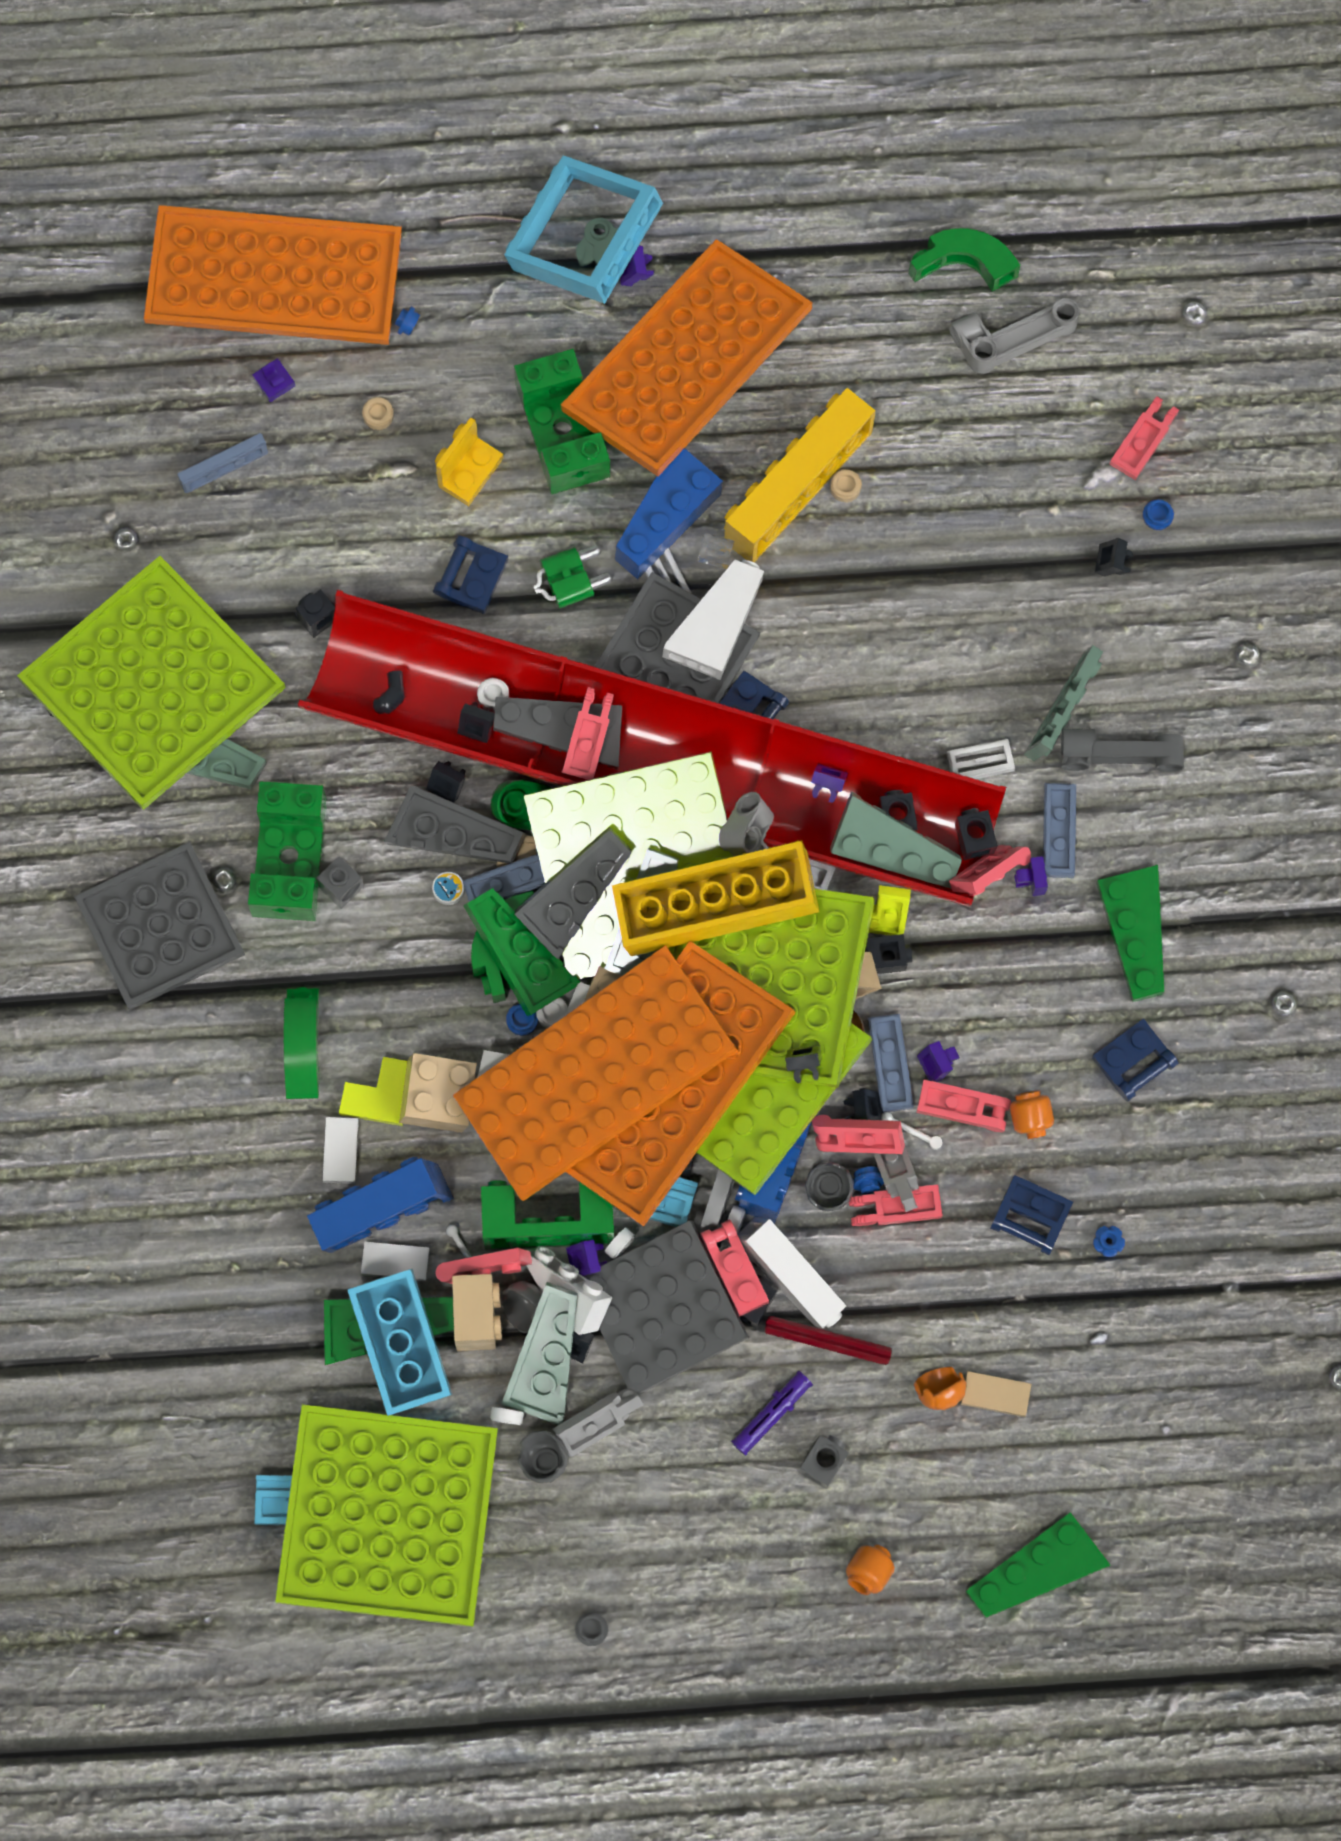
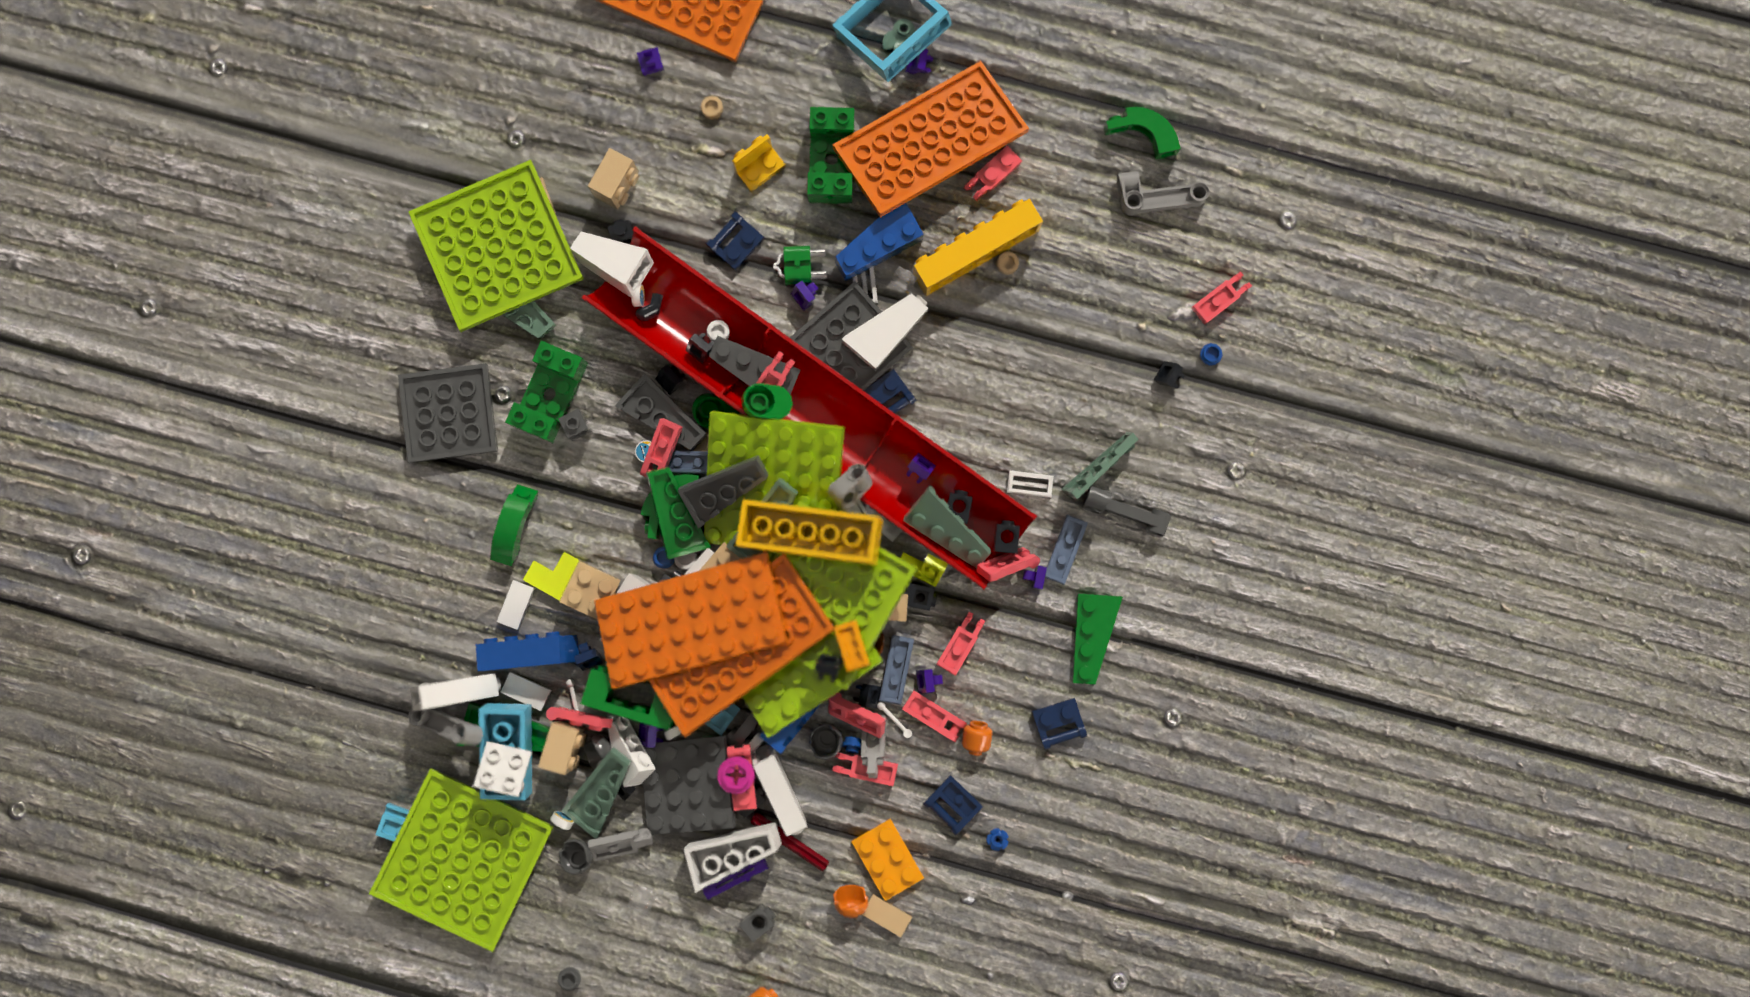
camera: 20 degrees right, 10 degrees up
(222, 463) = (595, 108): sand blue tile -> none
(274, 1333) = (446, 725): none -> light grey piece
(282, 544) = (614, 179): none -> tan brick
(300, 1285) = (454, 691): none -> white slope
(319, 648) = (613, 261): none -> white slope
(368, 682) = (638, 298): none -> white tile
(407, 320) = (752, 49): blue plate -> none
(408, 1357) = (502, 769): none -> white hinge
(466, 1185) = (588, 657): none -> dark blue tile
(469, 869) = (661, 446): none -> coral plate
(589, 612) = (804, 294): none -> dark purple tile
(594, 755) = (766, 401): none -> green cap
(733, 1247) = (728, 782): none -> dark pink gear
(748, 1380) = (727, 853): none -> white wedge
(785, 374) = (994, 172): none -> coral hinge
(825, 1024) = (851, 646): none -> light orange plate
(964, 1002) = (959, 646): none -> coral hinge
(970, 1319) = (887, 859): none -> light orange plate

